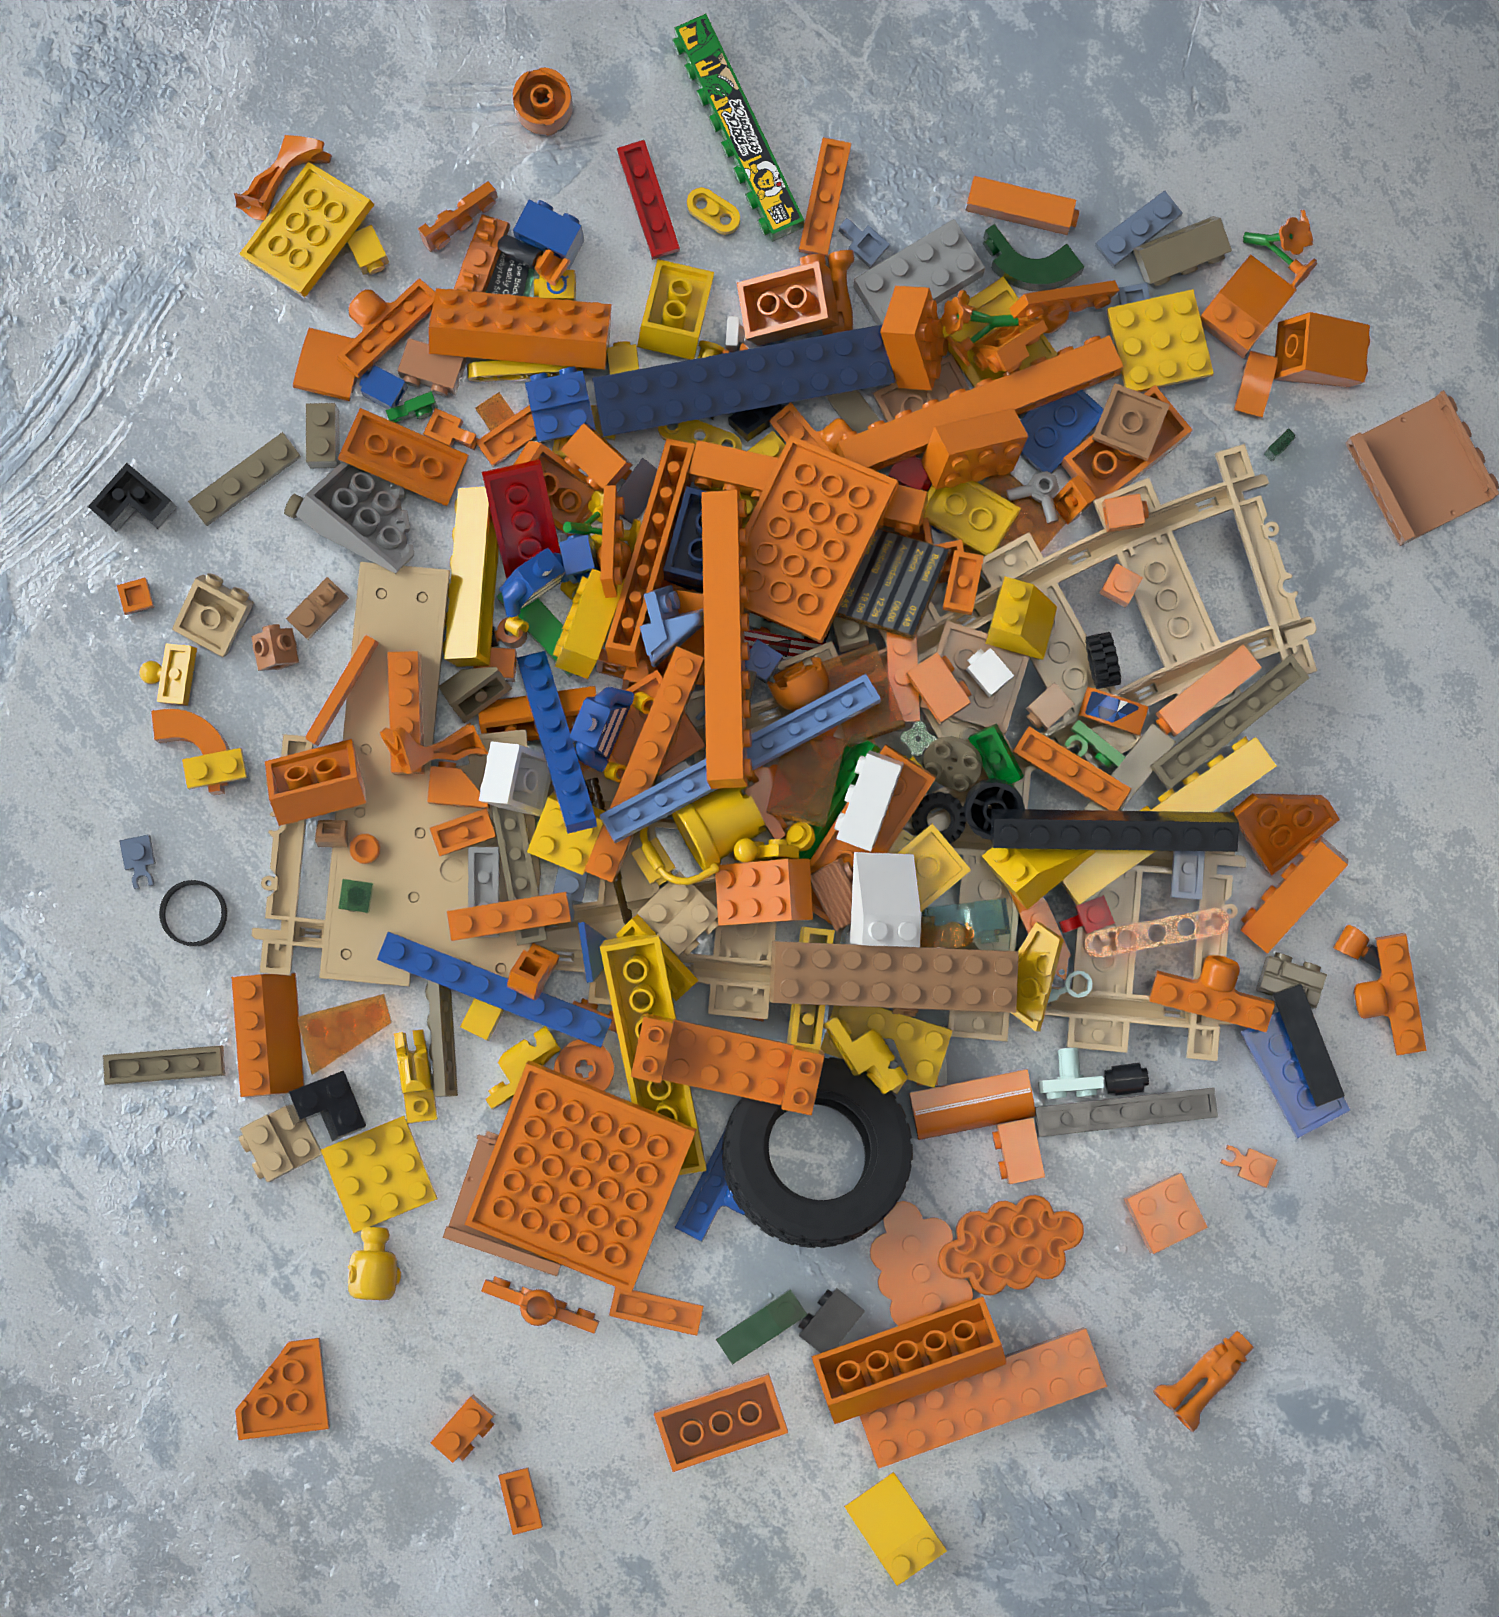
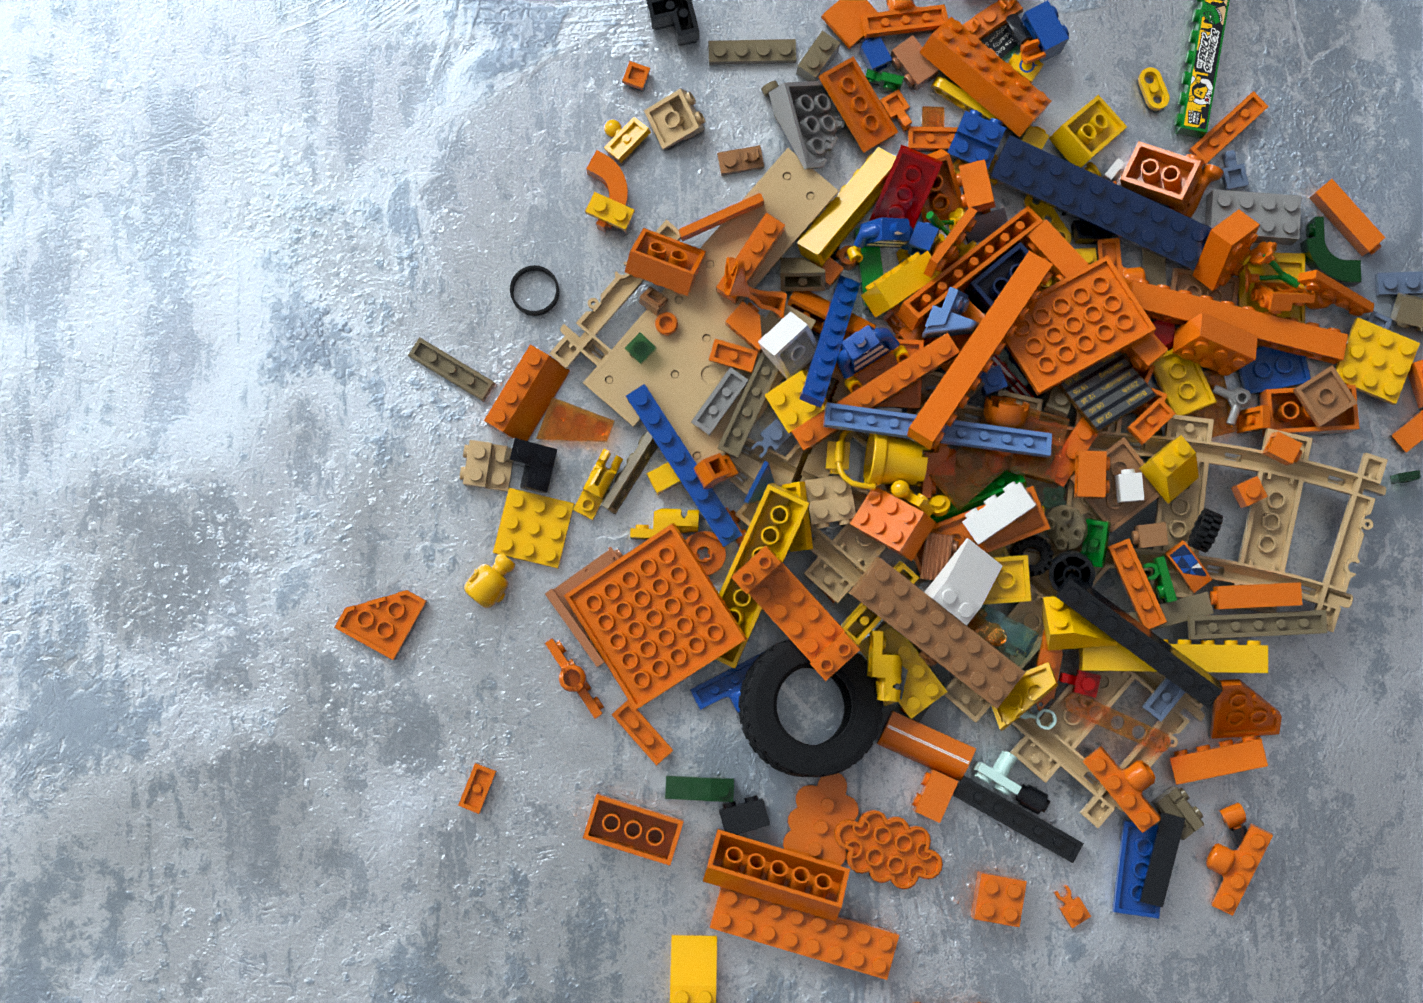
camera: 30 degrees right, 0 degrees up
(137, 855) = (525, 232): sand blue plate -> none
(275, 648) = (698, 165): nougat brick -> none
(468, 1422) = (474, 718): orange brick -> none
(509, 916) = (725, 426): orange plate -> none
(648, 199) = (1118, 54): red plate -> none

